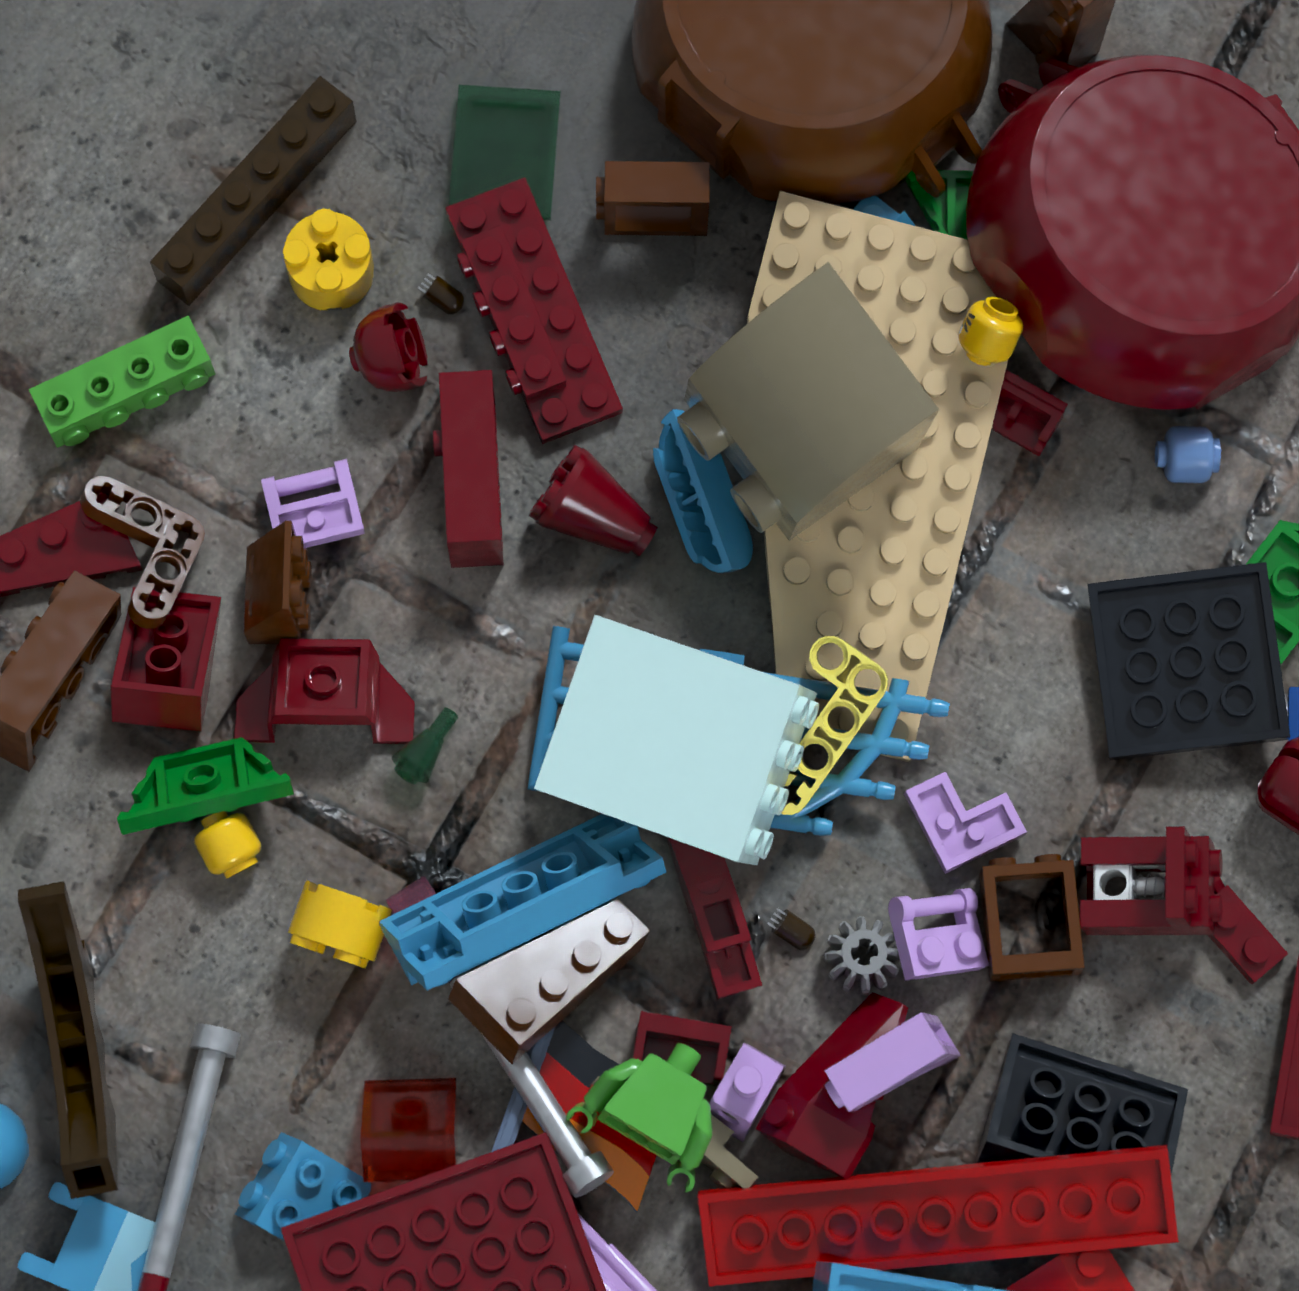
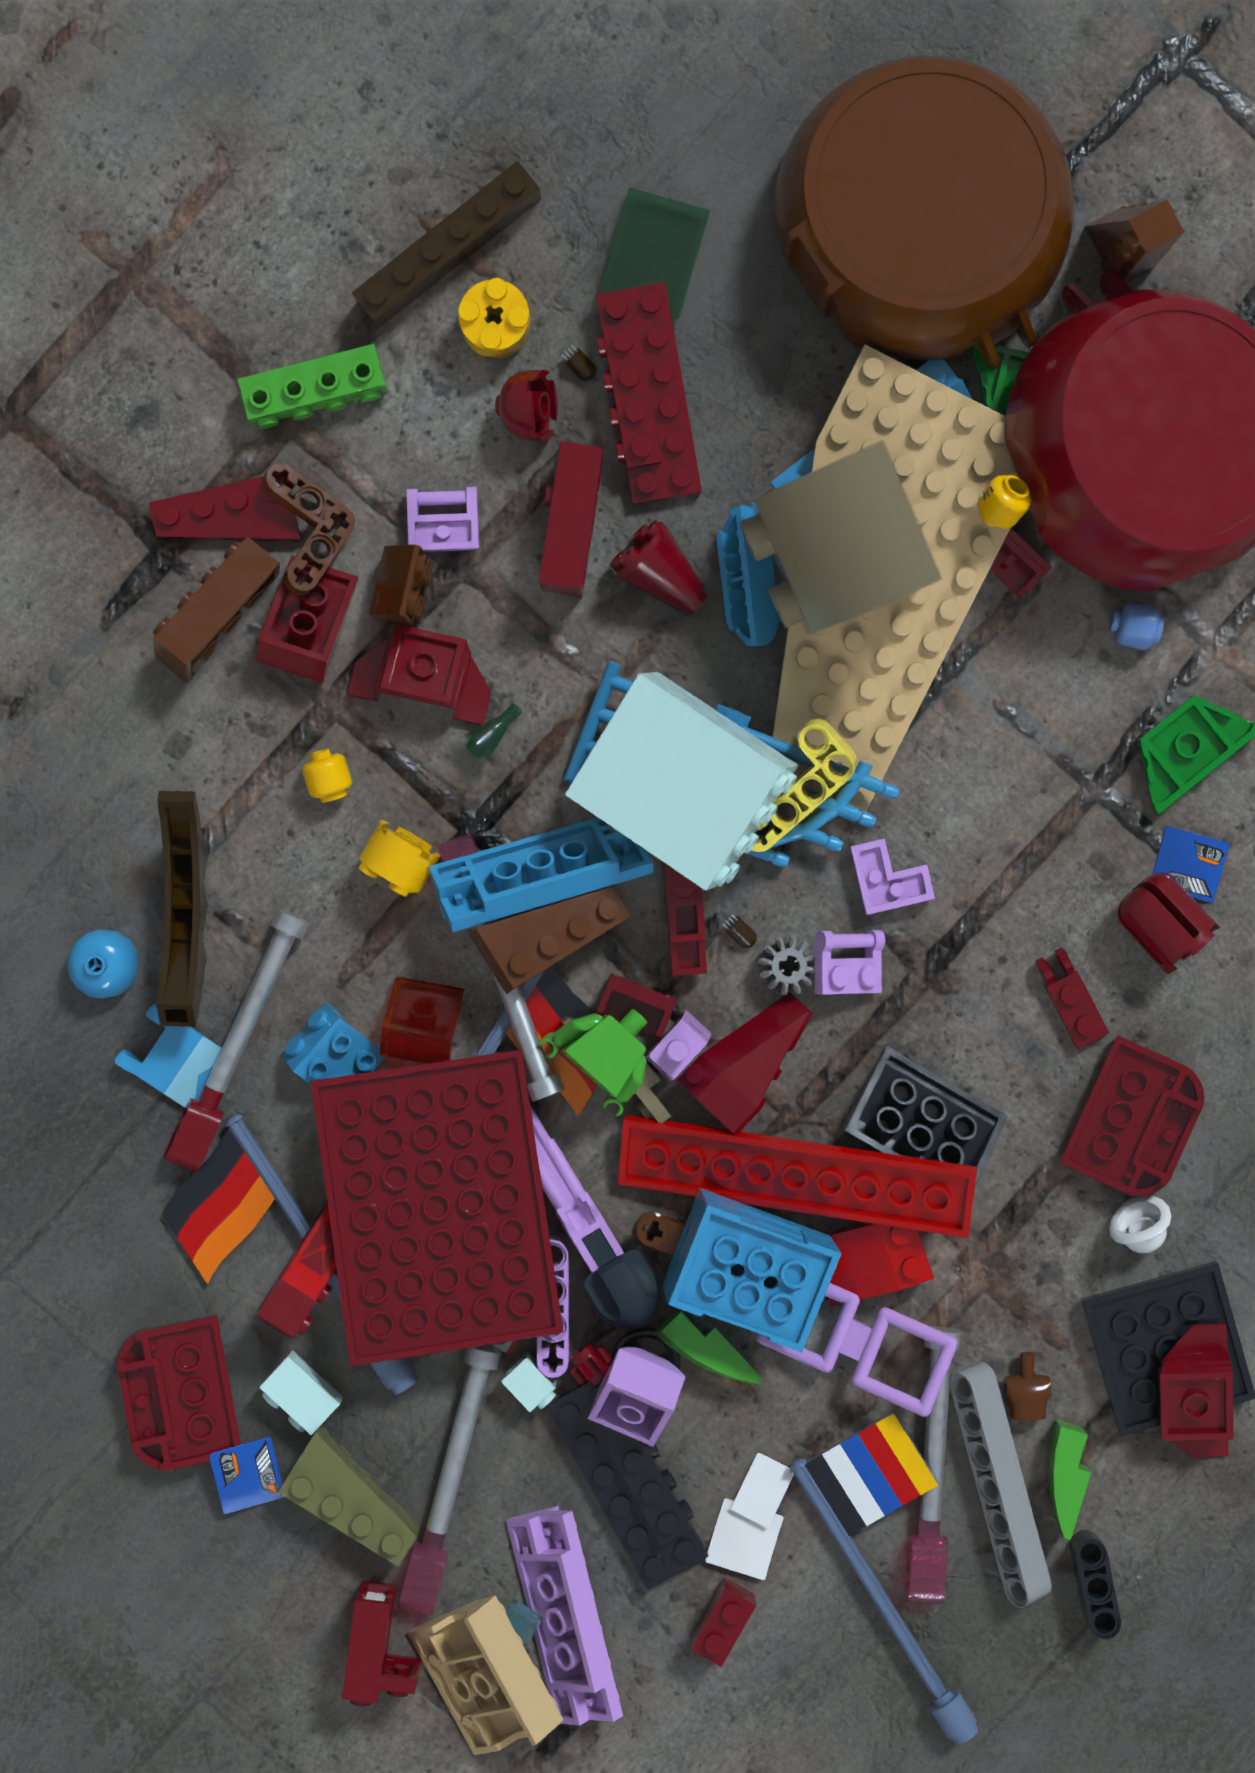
camera: 15 degrees right, 15 degrees up
(201, 784) = (315, 727): green wing -> none
(654, 198) = (764, 323): reddish brown window -> none
(890, 1062) = (790, 1058): lavender arch -> none
(1031, 965) = (918, 1001): reddish brown window -> none
(1188, 661) = (1093, 793): black plate -> none
(1189, 885) = (1046, 968): dark red brick -> none

